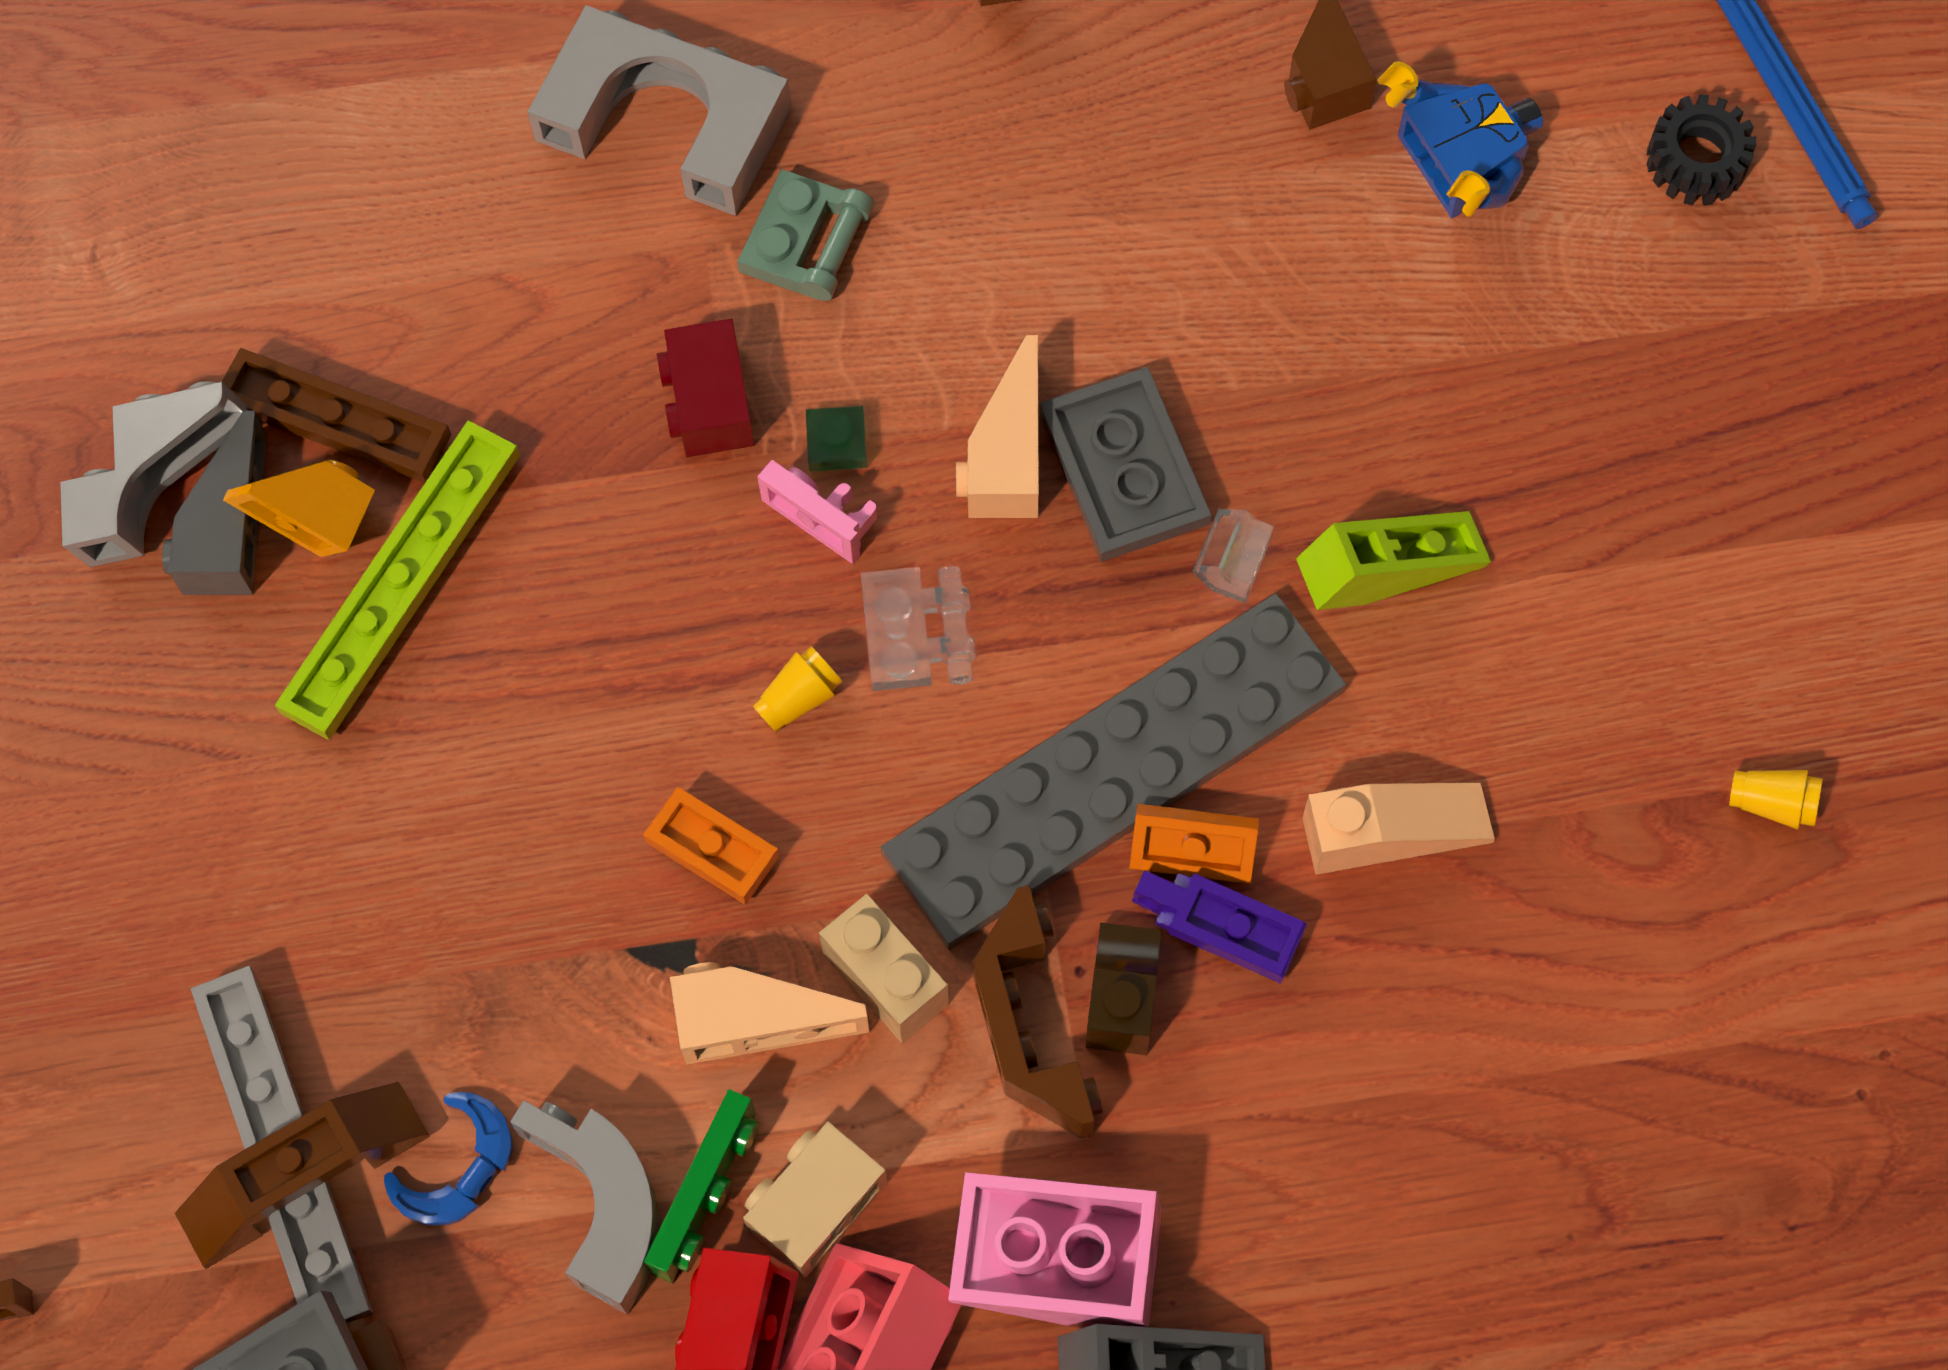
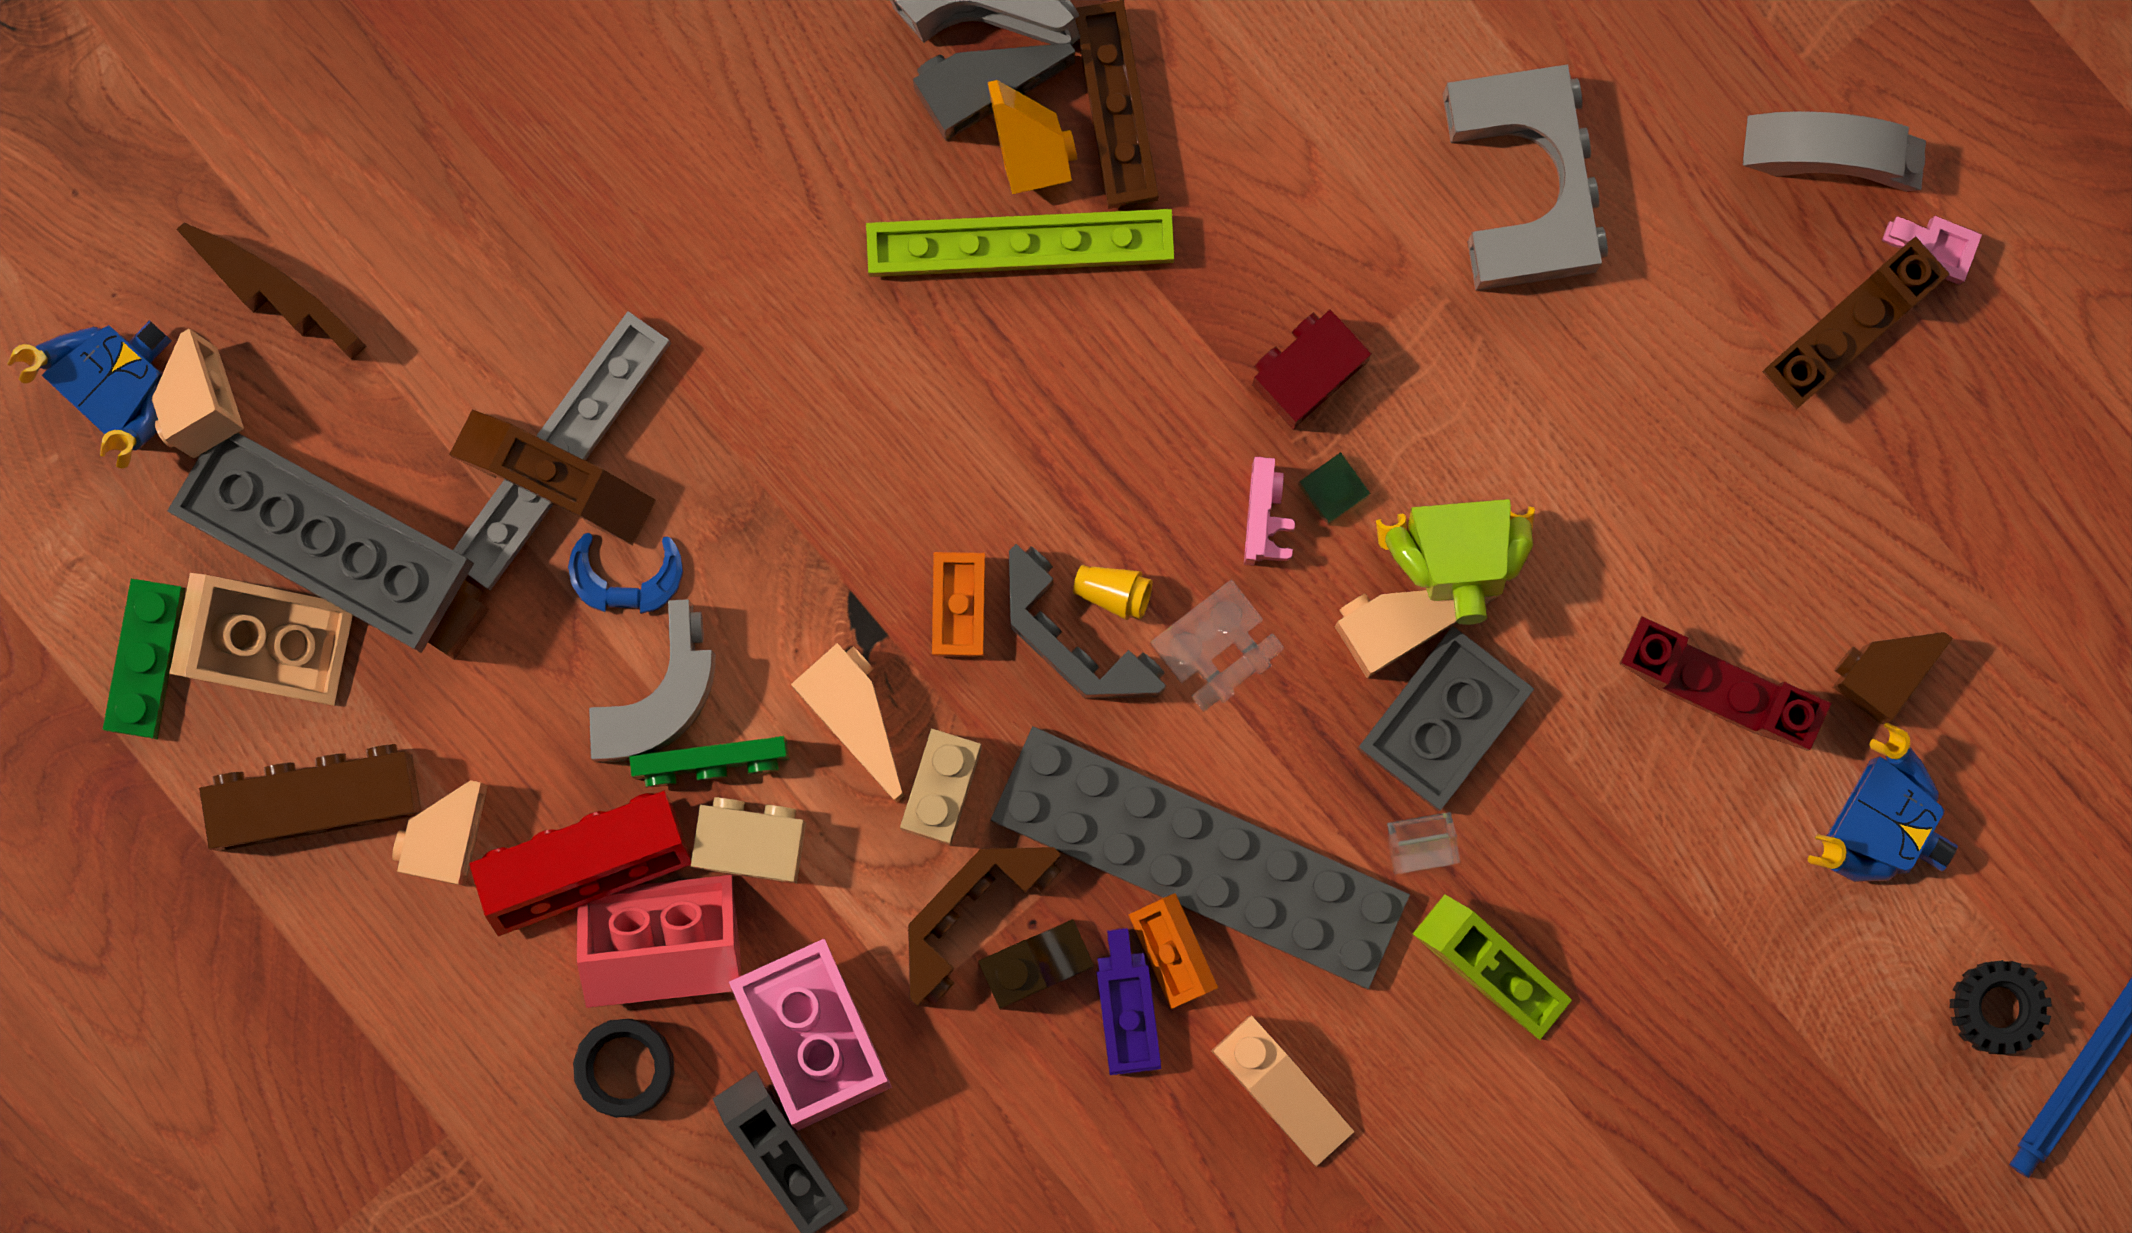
camera: 55 degrees right, 15 degrees up
(790, 227) = (1486, 340): sand green plate -> none
(895, 723) = (1126, 679): none -> dark grey slope
(972, 345) = (1461, 551): none -> lime torso
(1249, 218) = (1723, 689): none -> dark red slope

